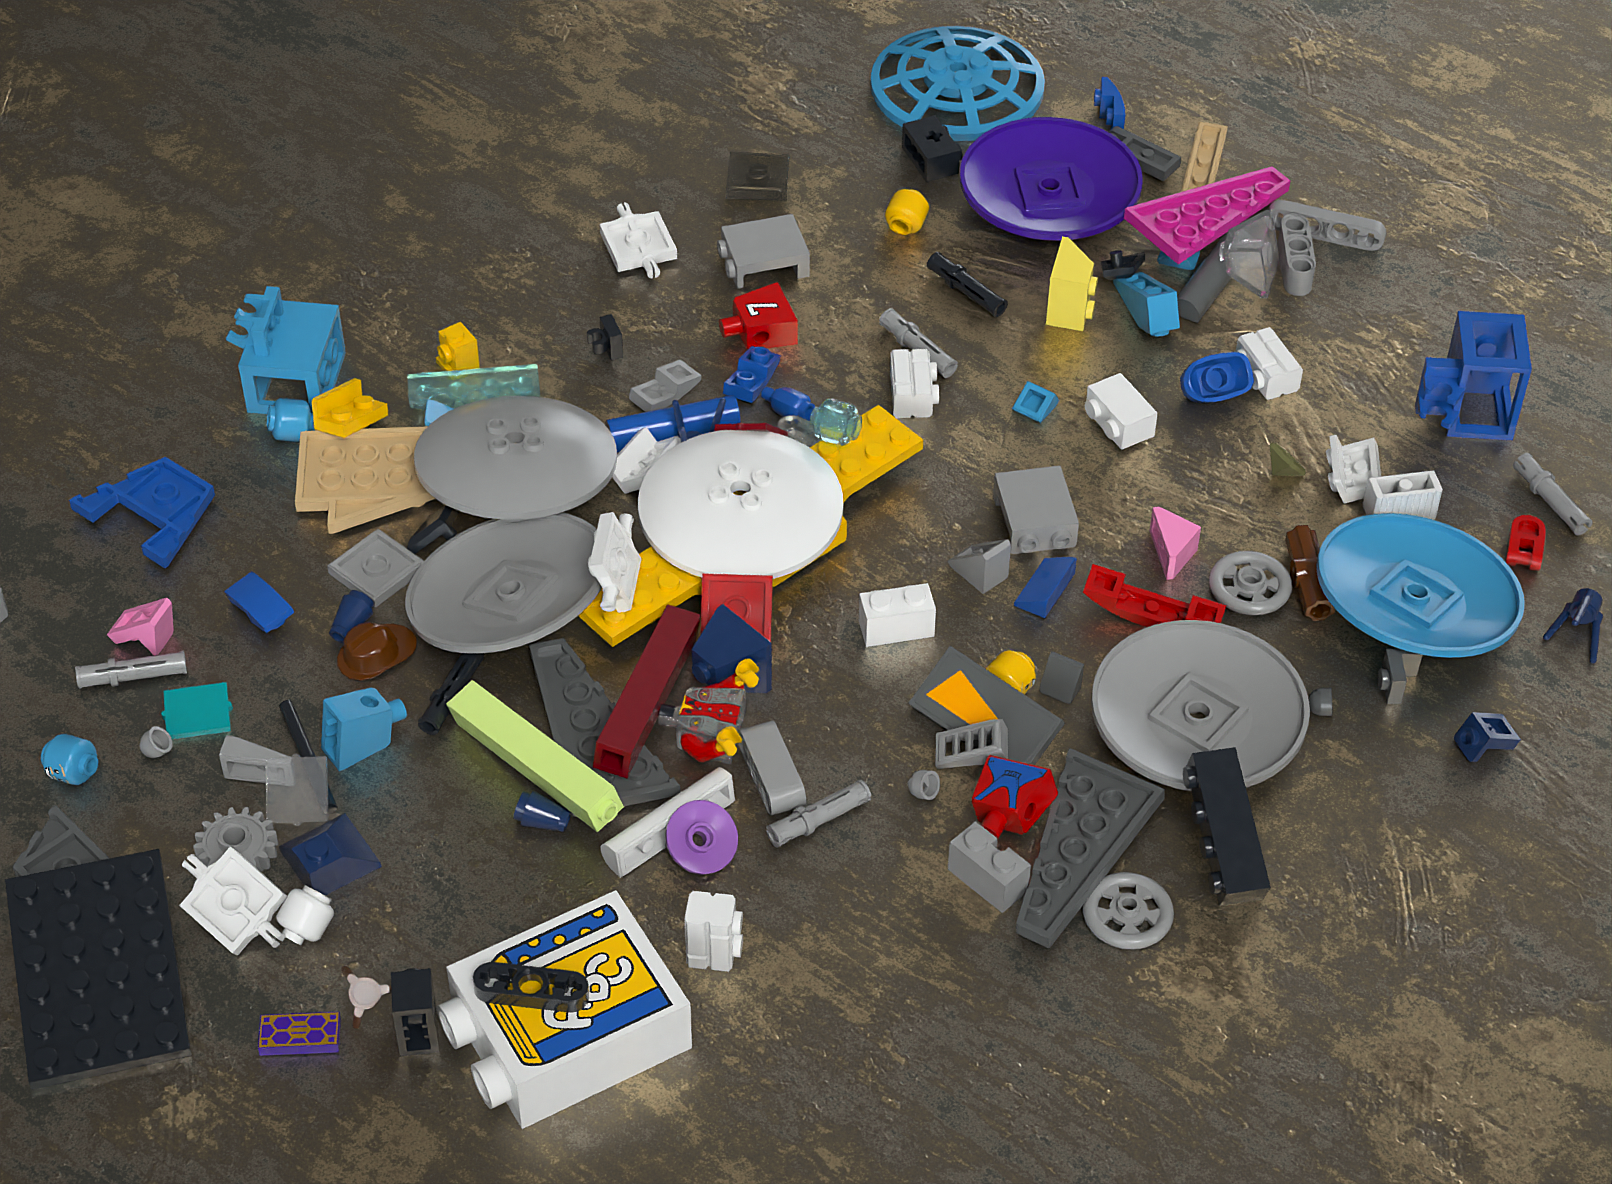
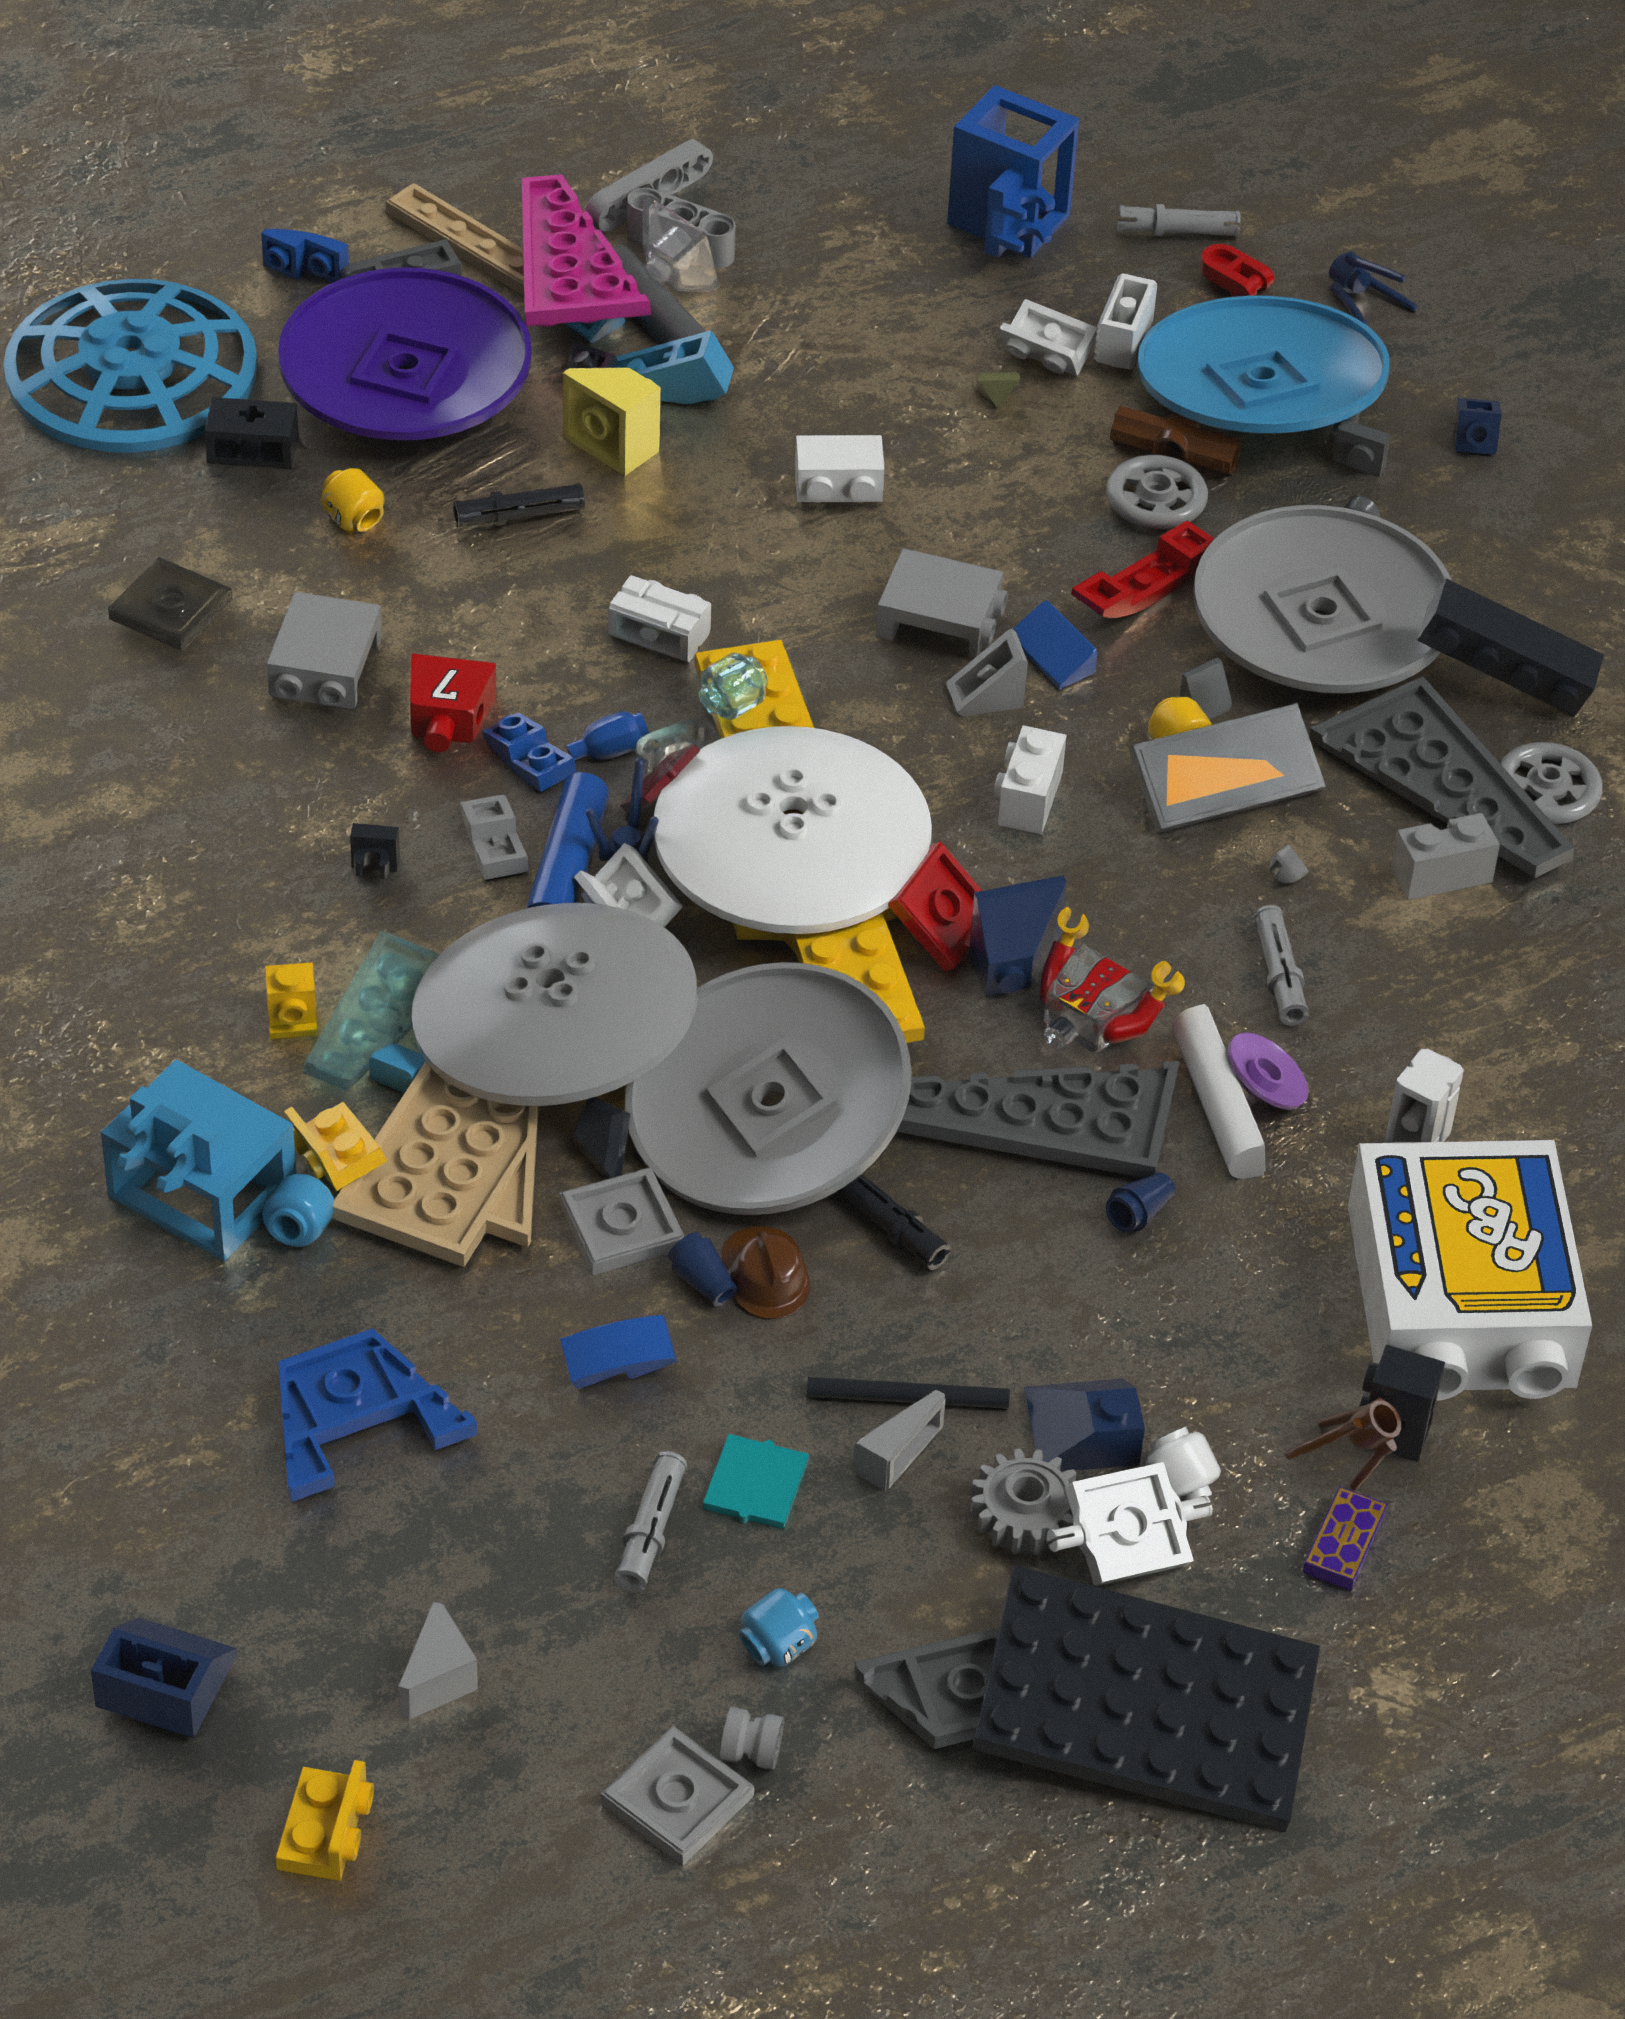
camera: 65 degrees left, 0 degrees up
(147, 623) = (593, 1468): bright pink slope -> none
(155, 742) = (799, 1532): light grey hinge -> none
(297, 789) = (978, 1409): clear piece -> none
(358, 725) = (915, 1296): dark azure torso -> none
(520, 974) = (1469, 1278): black beam -> none
(535, 756) = (1068, 1164): yellowish green brick -> none
(615, 561) = (854, 955): white plate -> none
(638, 241) = (205, 758): white plate -> none
(646, 691) = (1029, 1028): dark red brick -> none
(772, 768) = (1212, 975): light grey beam -> none
(909, 335) = (579, 588): light grey pin -> none
(979, 731) = (1282, 772): light grey slope -> none
(1012, 795) = (1359, 797): red torso -> none
(1035, 402) = (756, 535): dark azure slope -> none
(1174, 540) = (1061, 520): bright pink slope -> none
(1217, 377) = (840, 375): blue piece -> none
(1272, 364) = (840, 327): white brick -> none

